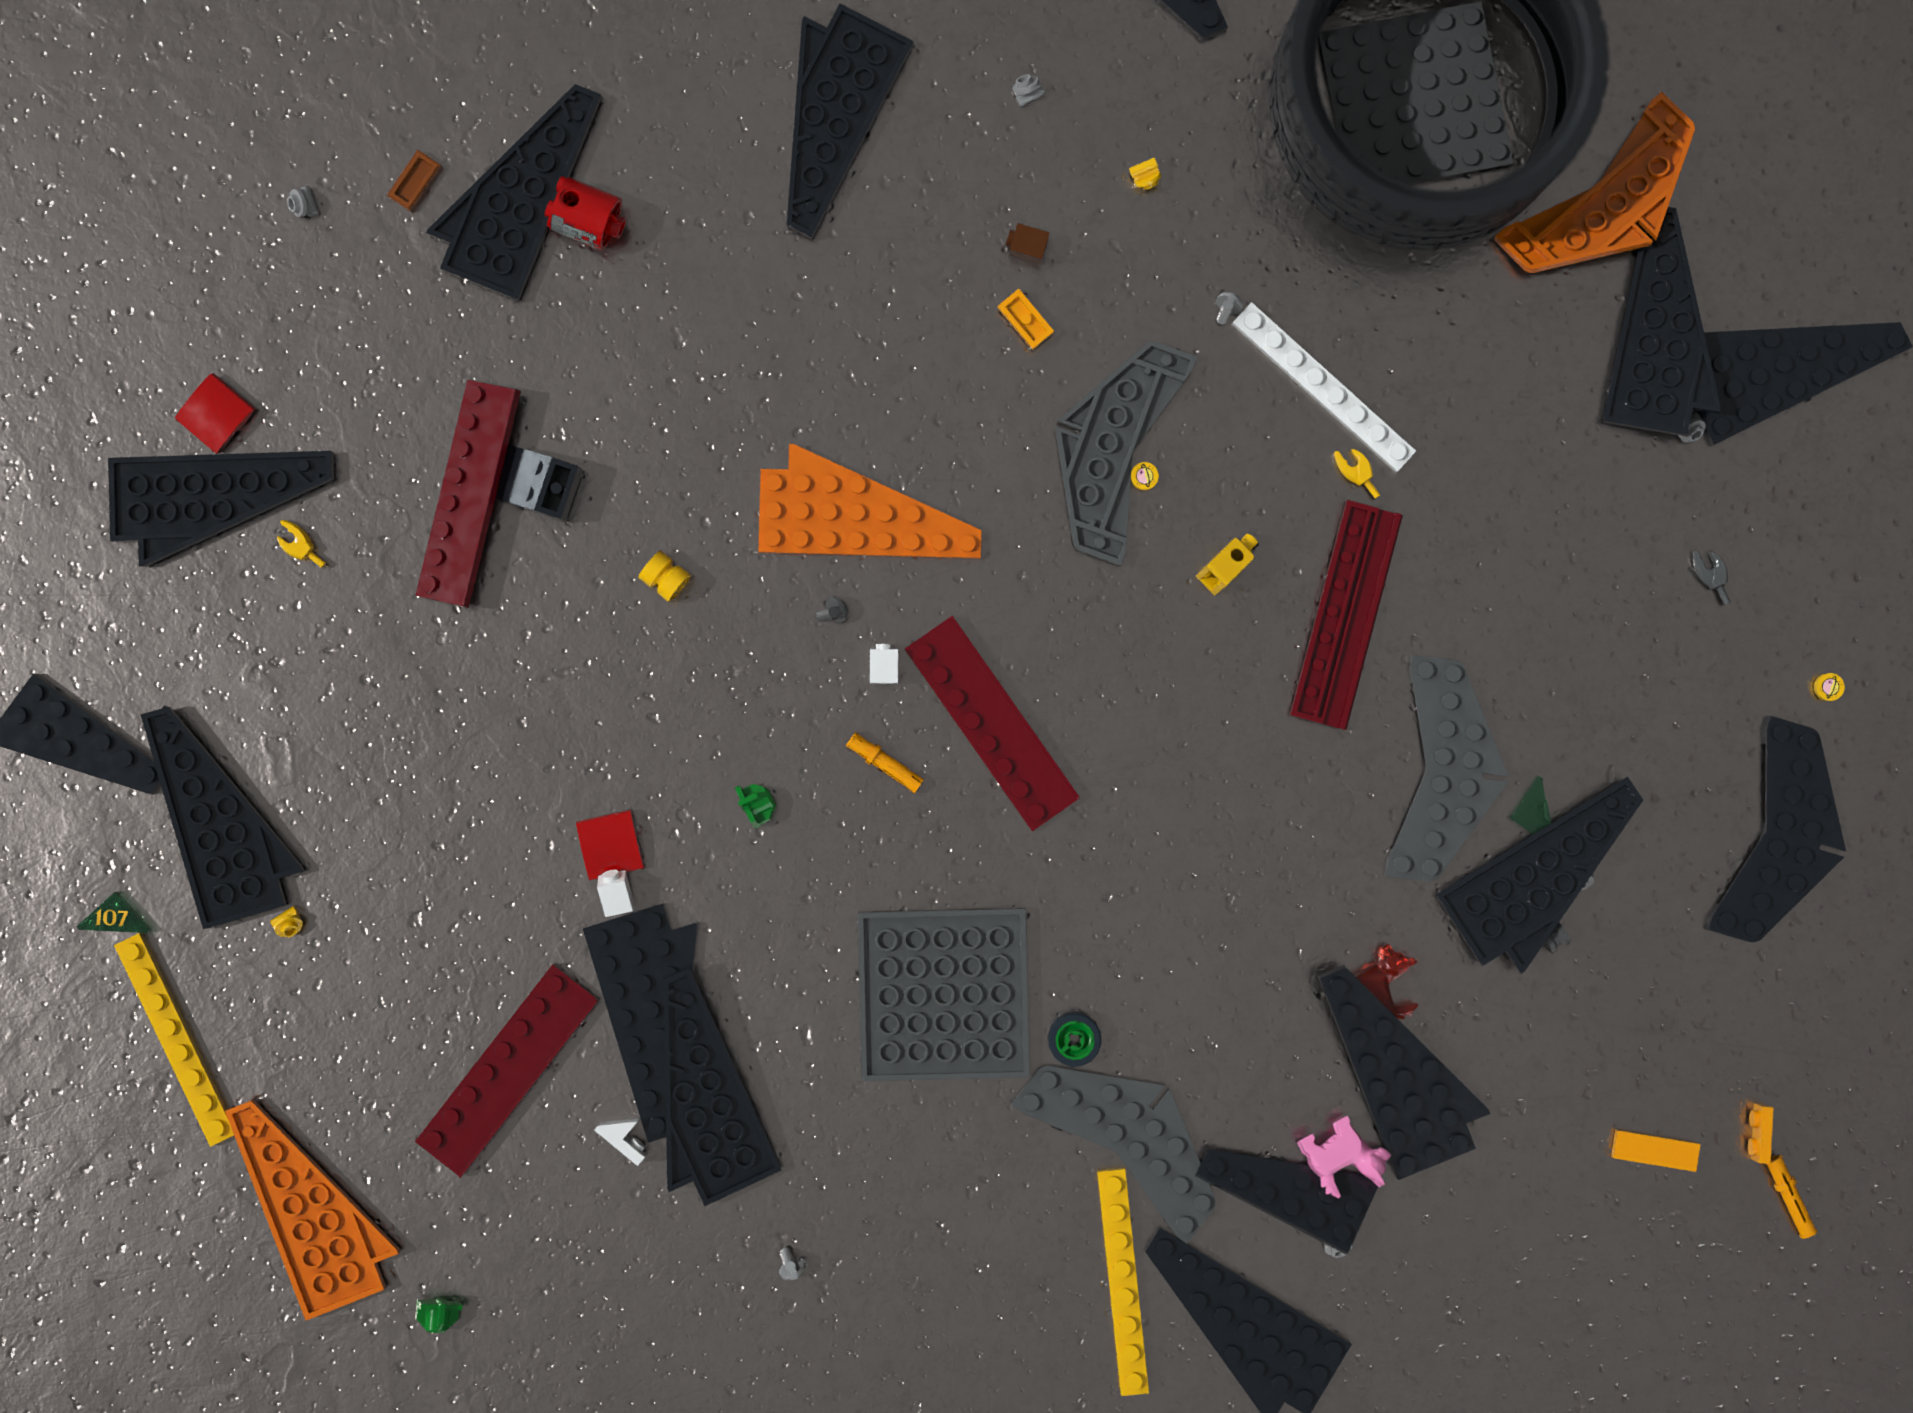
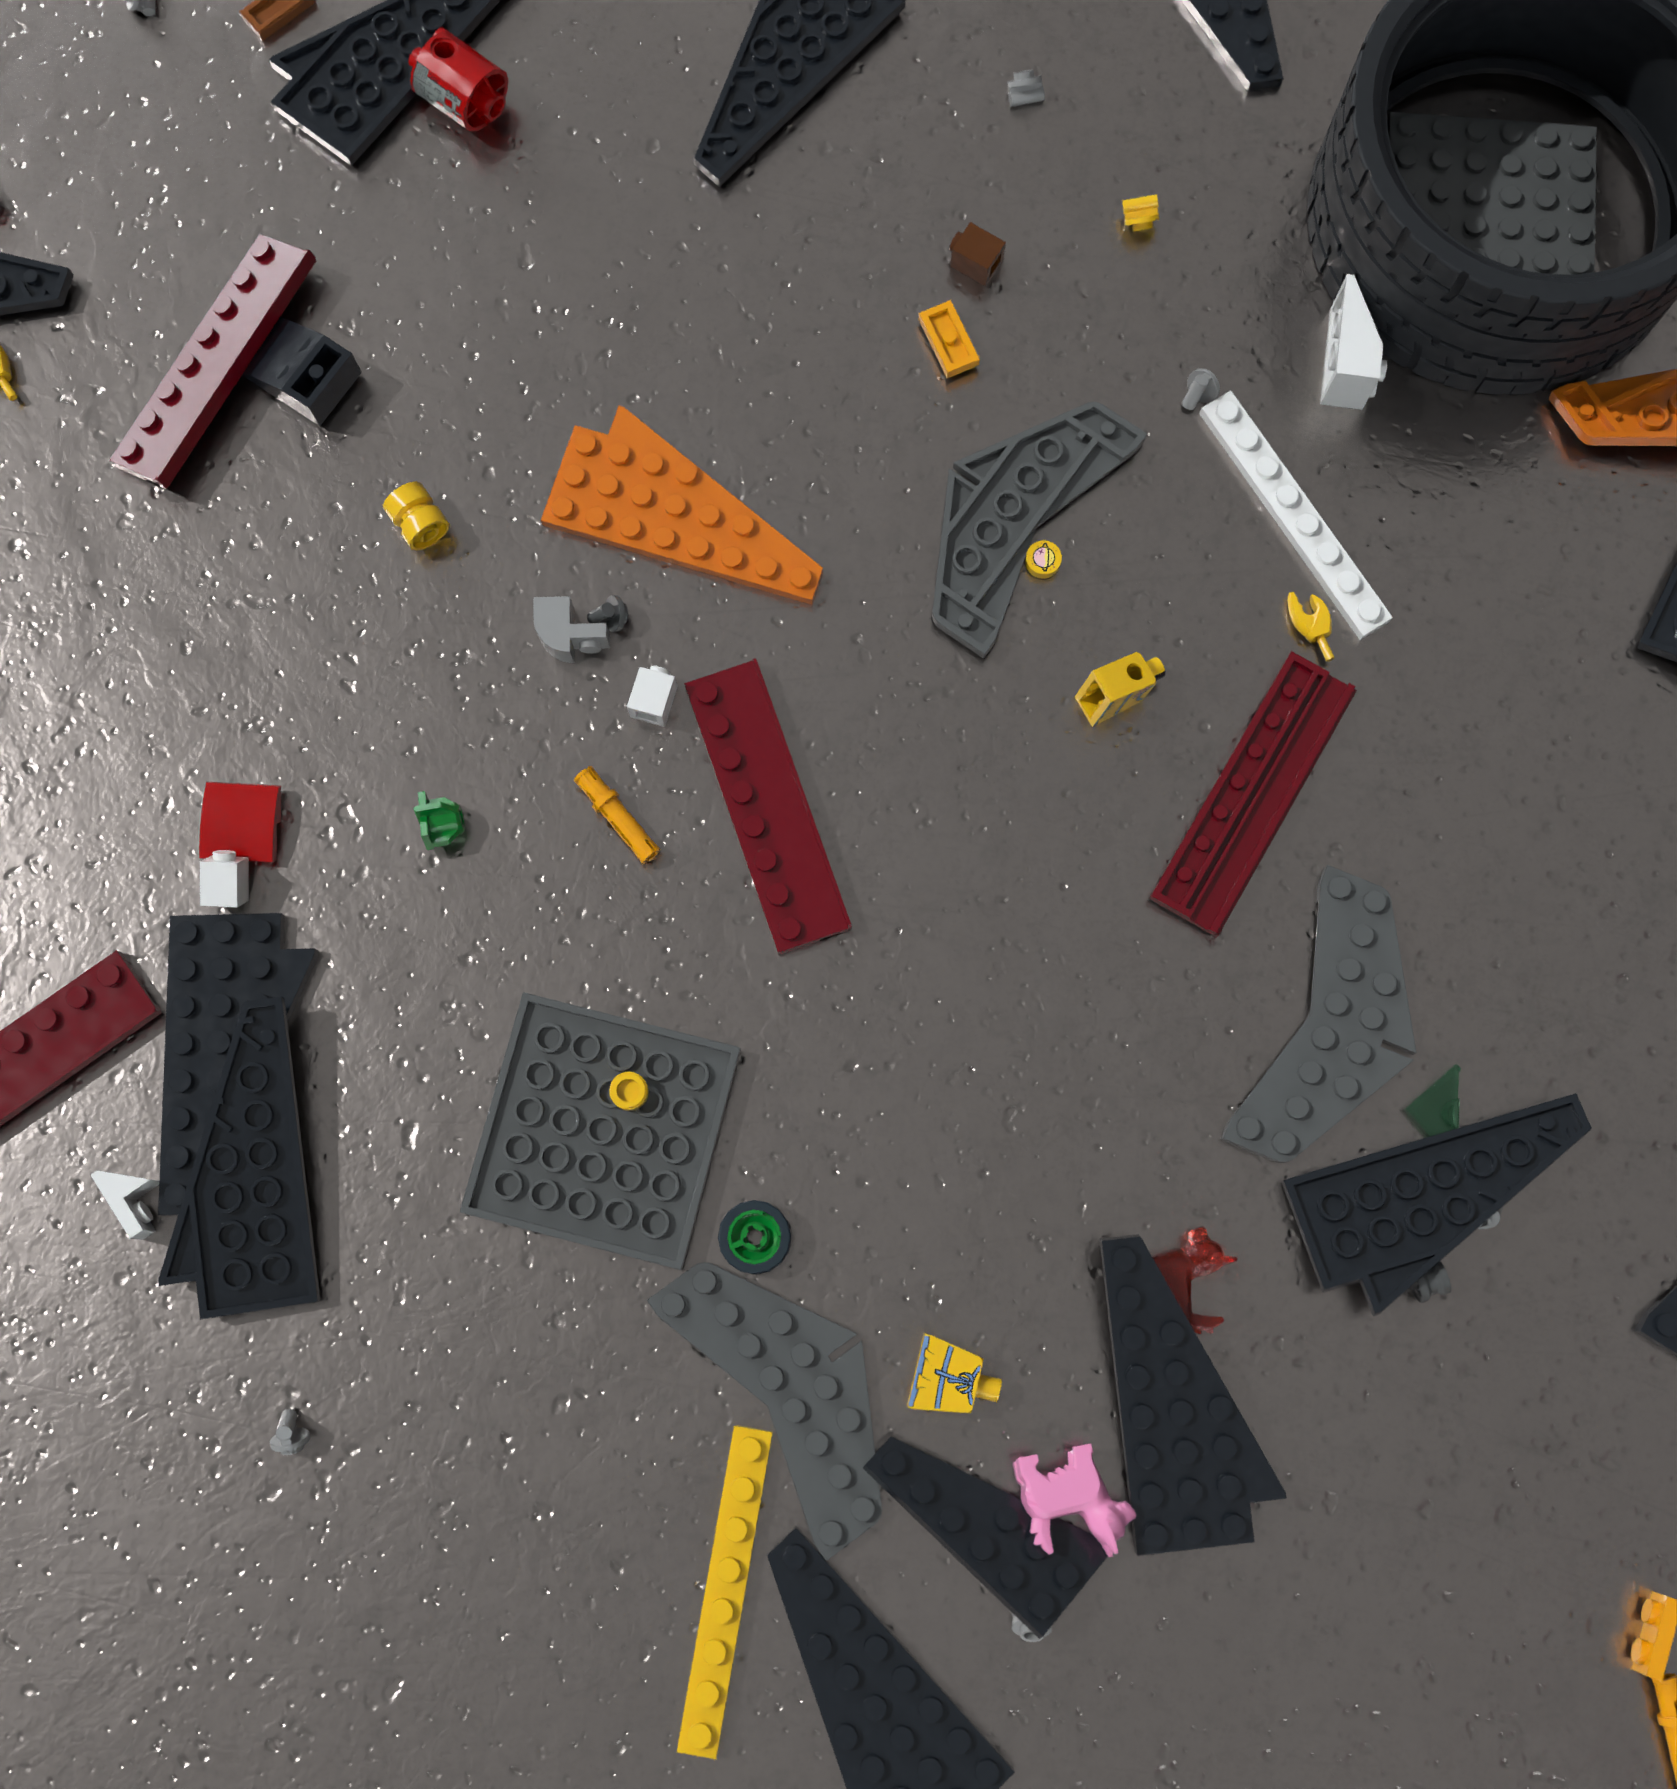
camera: 15 degrees right, 10 degrees down
(797, 635) = (560, 635): none -> light grey brick
(956, 963) = (628, 1091): none -> yellow tile
(1237, 1098) = (949, 1378): none -> torso
(1336, 251) = (1352, 351): none -> white slope
(1655, 1150) = (1502, 1617): light orange tile -> none

